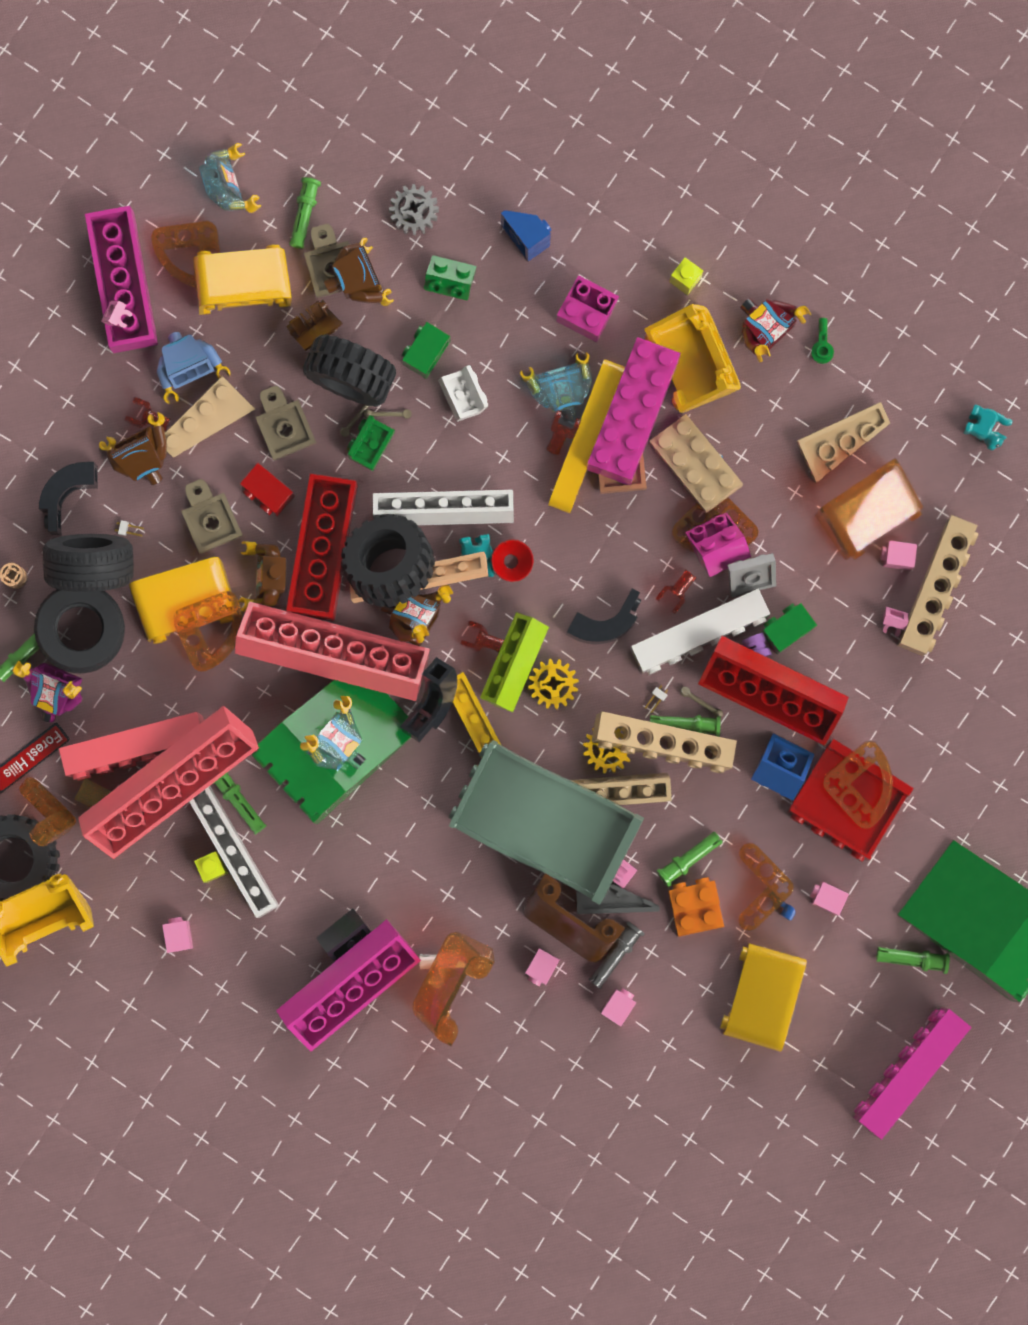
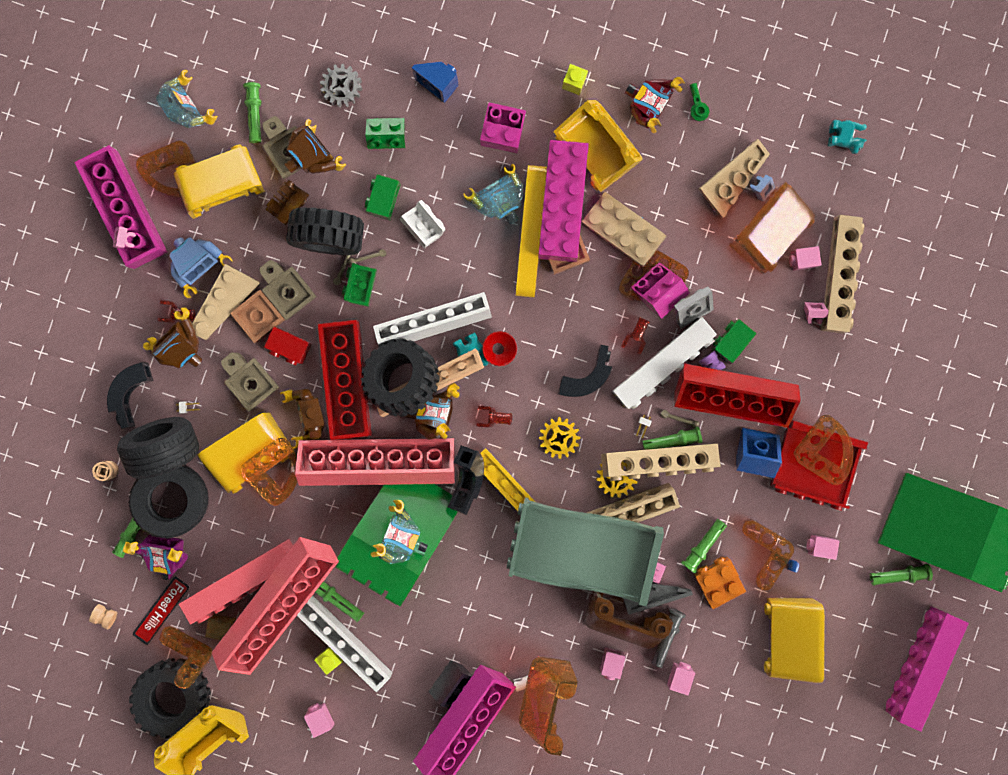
camera: 20 degrees left, 5 degrees up
(241, 446) = (257, 316): none -> nougat plate
(514, 662) = (523, 430): lime brick -> none
(560, 433) = (510, 235): clear red piece -> none
(873, 459) = (764, 187): none -> light blue tile

